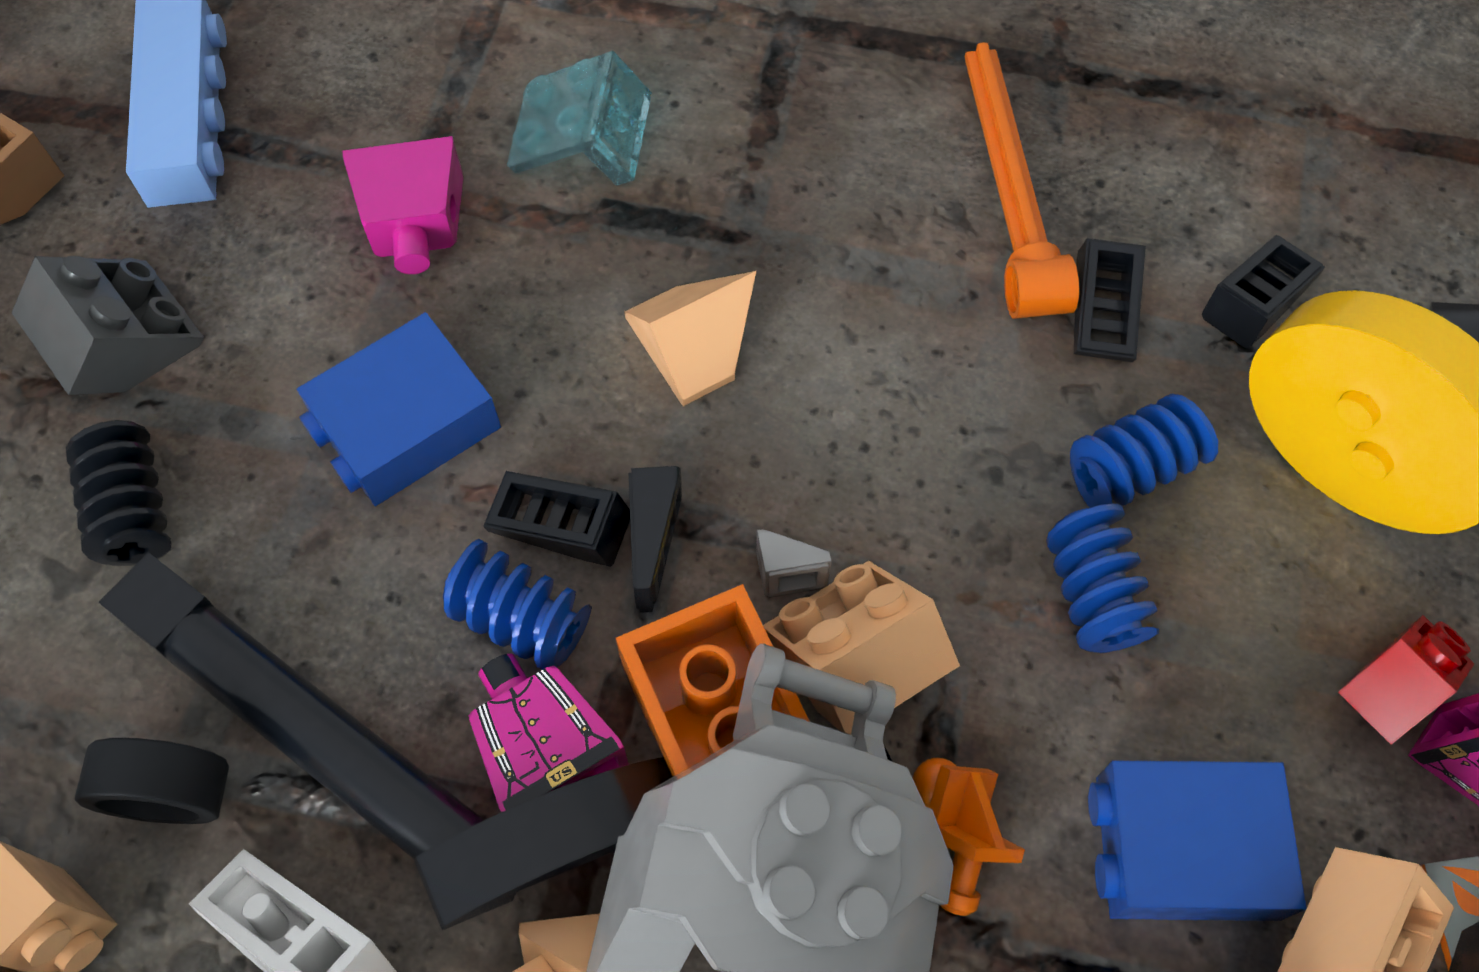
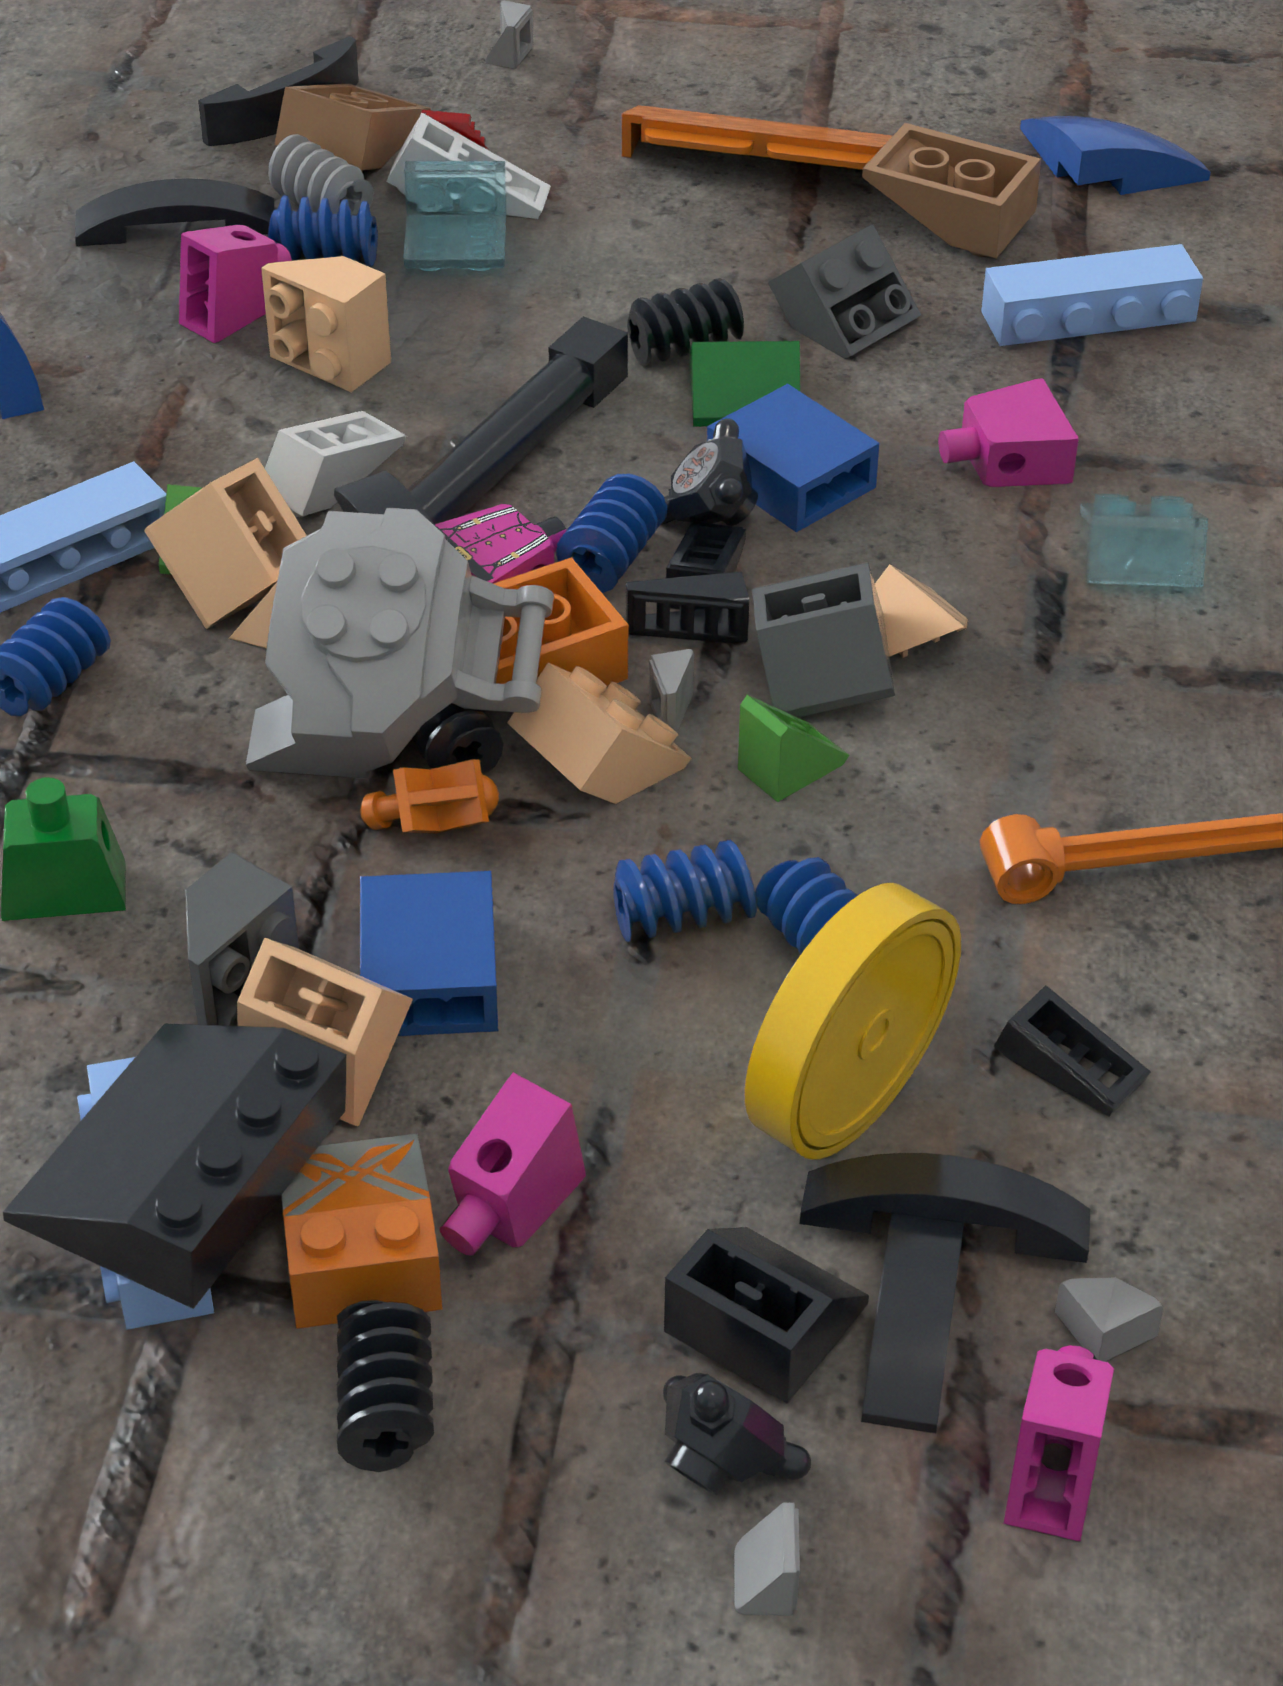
camera: 85 degrees right, 20 degrees down
(152, 781) = (444, 365): black tyre -> none
(237, 445) = (738, 373): none -> green slope
(452, 487) = (713, 481): none -> black rock
(750, 404) = (823, 641): none -> dark grey slope
(881, 462) = (782, 750): none -> bright green slope
(1112, 257) = (1059, 935): black slope -> none
(1409, 678) = (613, 1119): slope -> none

